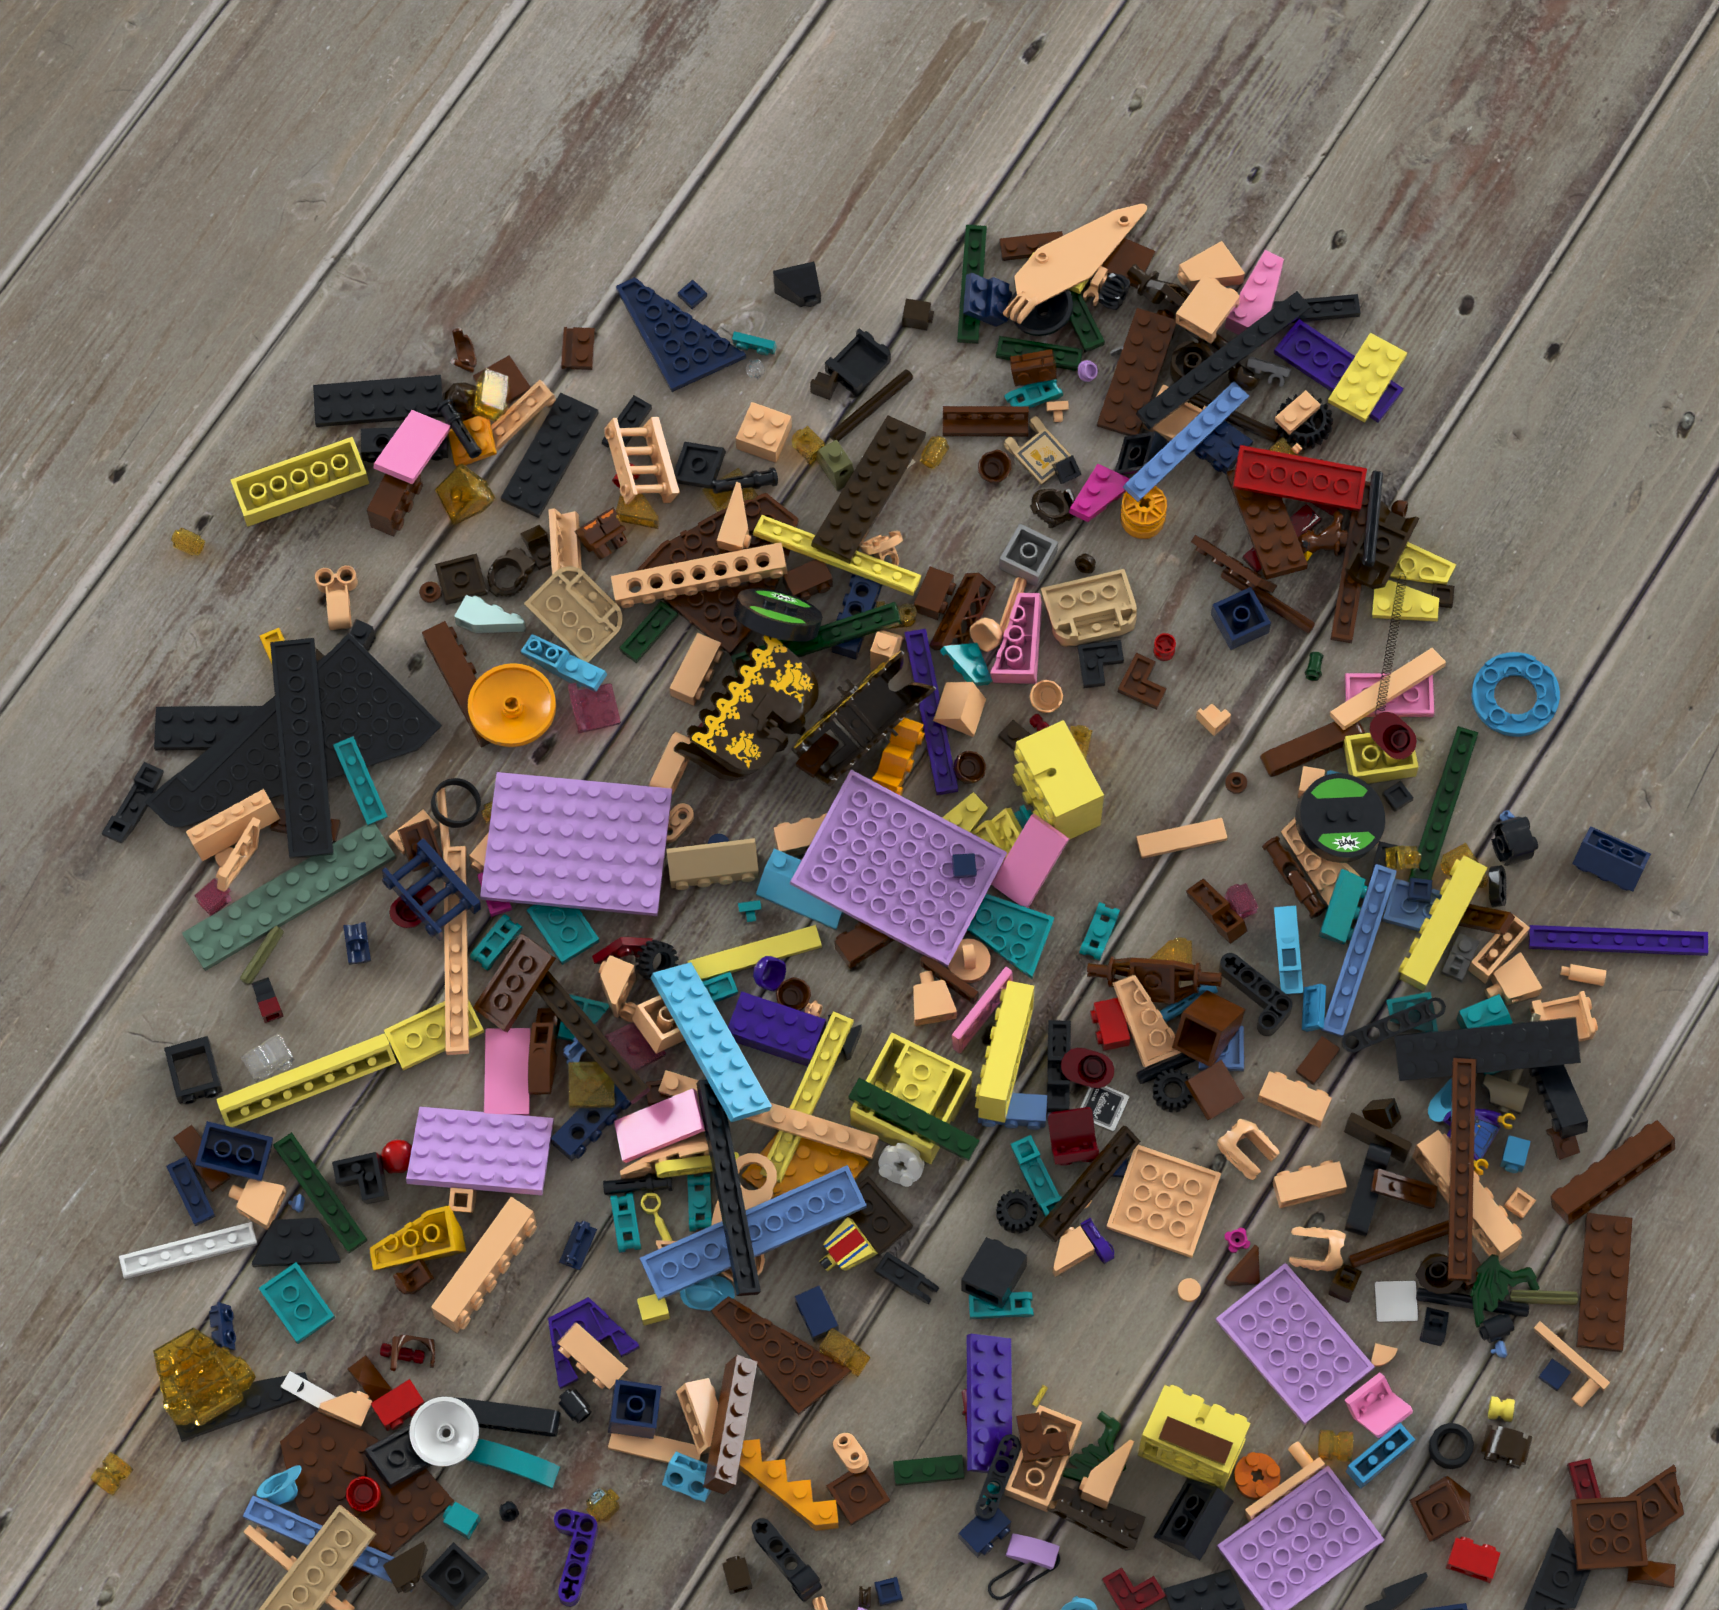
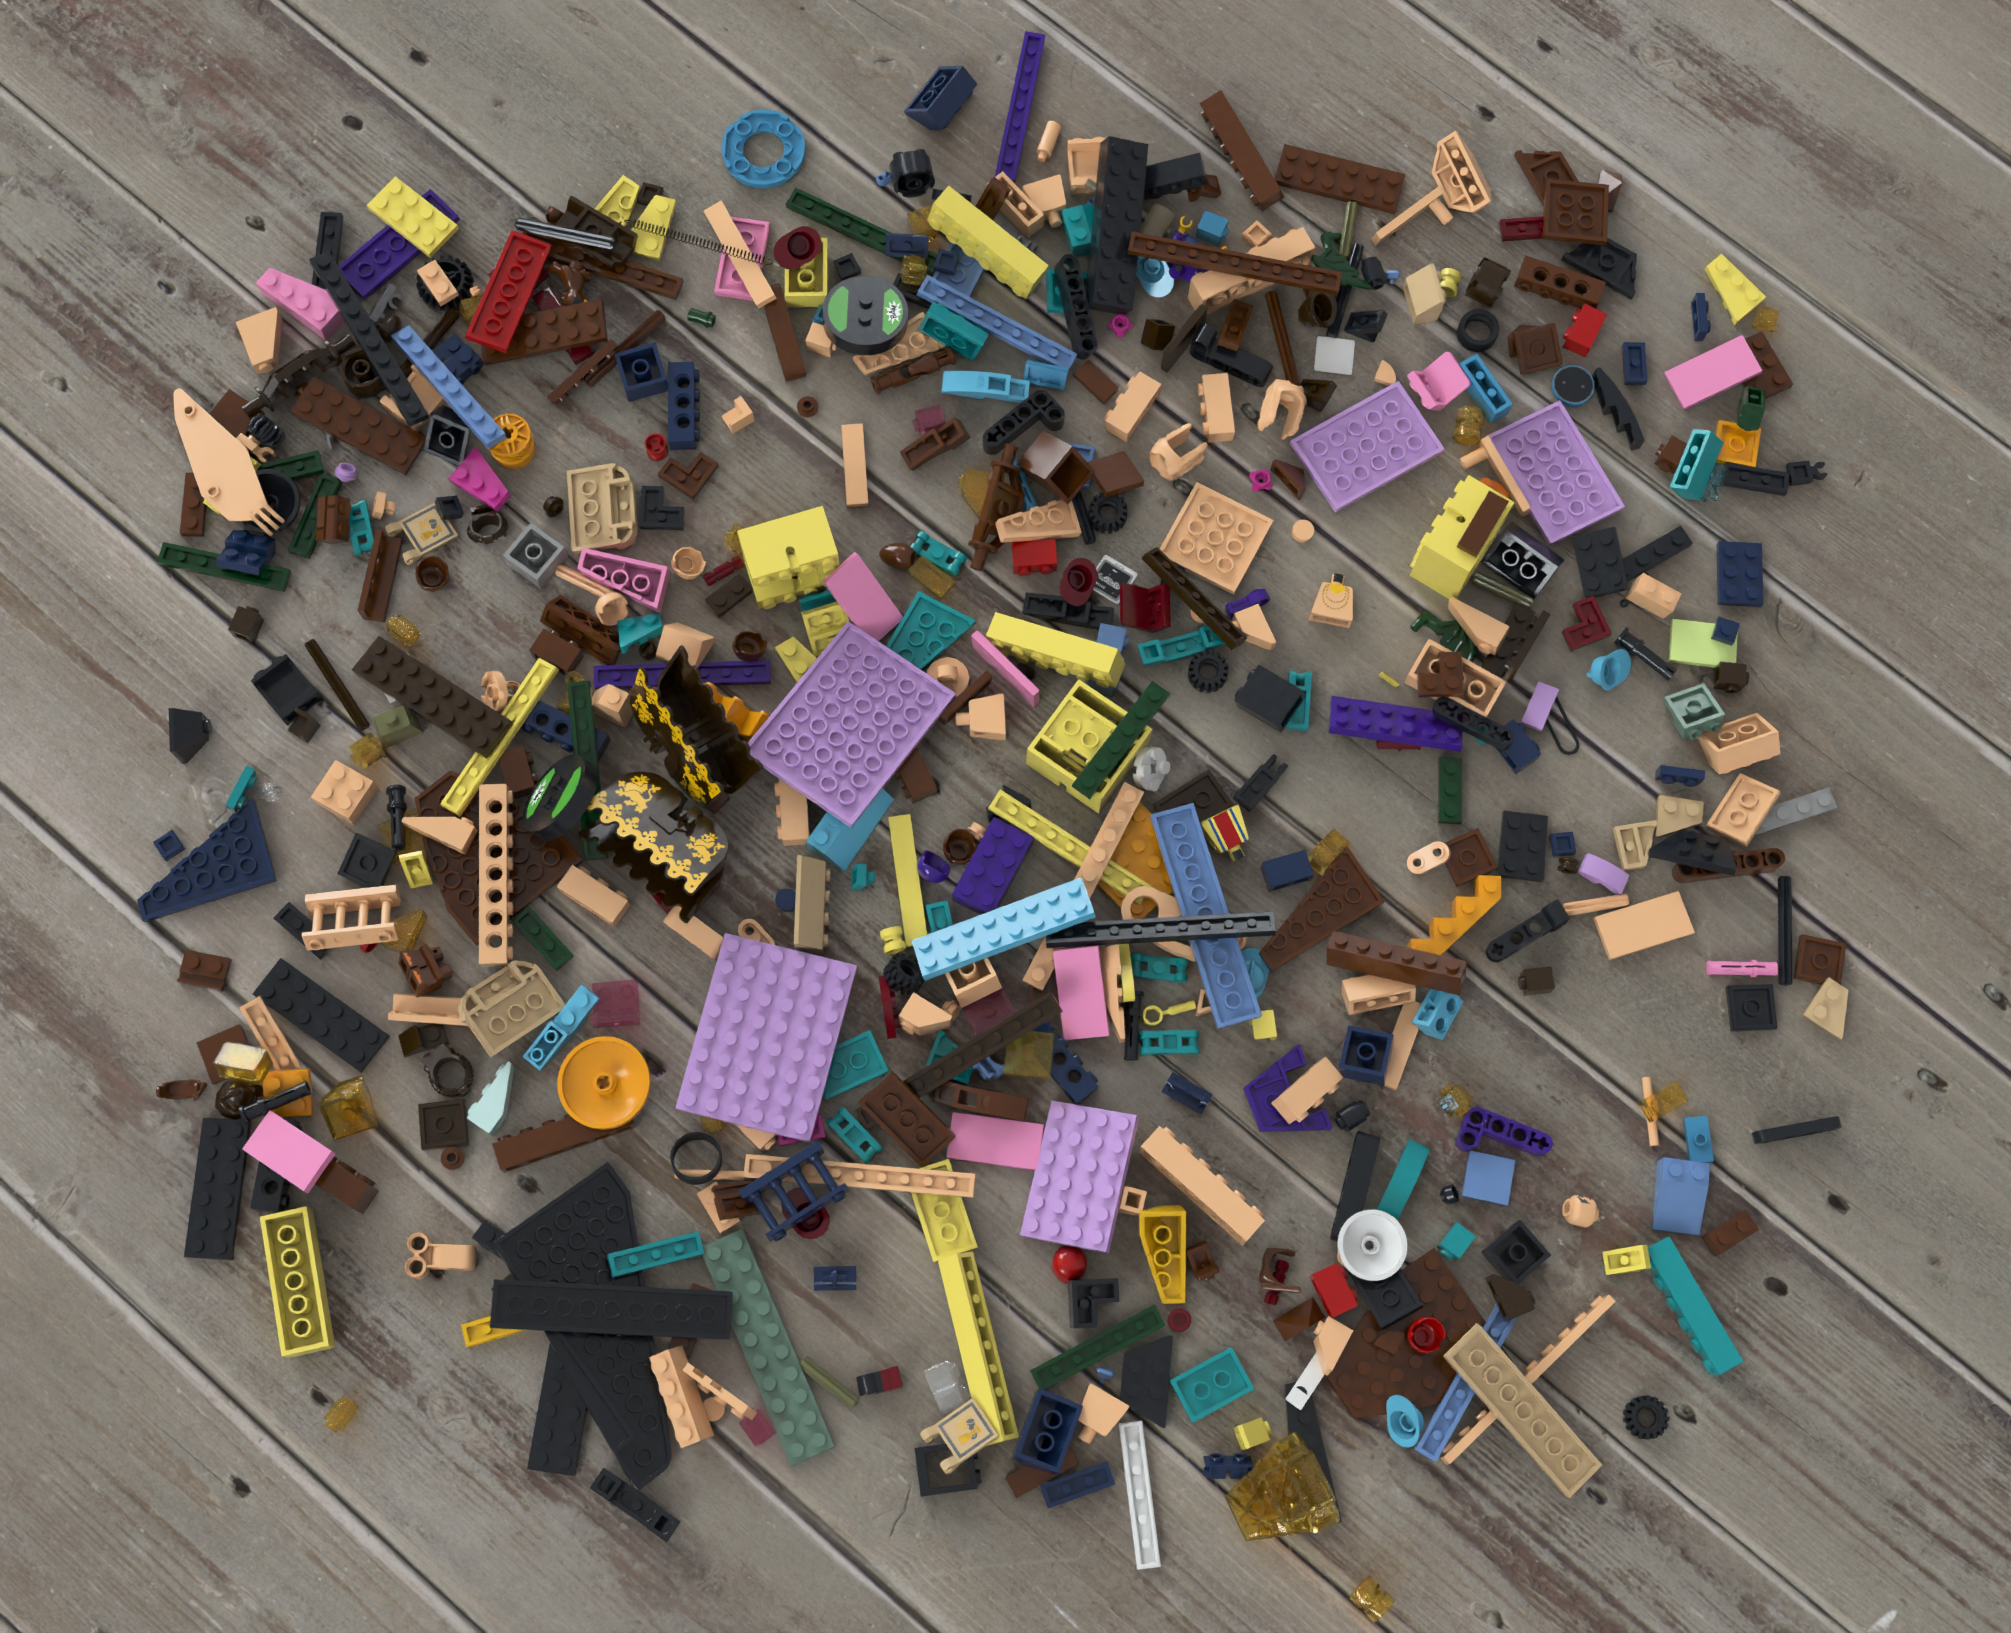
camera: 85 degrees left, 5 degrees up
(224, 1077) = (964, 1433): none -> tan flag
(253, 1342) = (1252, 1433): none -> light yellow slope
(355, 1266) = (1179, 1320): none -> dark red tile
(530, 1548) = (1488, 1178): none -> medium blue tile
(691, 947) = (893, 940): none -> light yellow wheel
(698, 506) = (416, 868): none -> light yellow slope
(880, 1550) = (1522, 846): none -> black plate
(950, 678) = (651, 652): none -> dark brown hinge
(964, 865) = (857, 660): dark blue tile -> none
(1072, 928) = (931, 577): none -> clear yellow plate
(1089, 892) = (898, 555): none -> reddish brown animal
(1112, 1327) = (1334, 603): none -> light nougat torso
(1157, 1502) = (1502, 590): none -> olive axle
(1207, 308) = (311, 341): light nougat panel -> none
(1222, 655) = (679, 374): none -> dark blue brick
(1386, 1069) = (1123, 320): none -> dark pink plate
(1407, 1555) = (1572, 385): none -> black tile
(1430, 848) = (907, 244): none -> dark blue plate
(1477, 1382) = (1424, 295): none -> tan slope
(1533, 1493) = (1569, 280): none -> reddish brown brick
(1554, 1374) = (1420, 235): dark blue tile -> none
(1630, 1408) = (1460, 175): none -> light nougat wedge

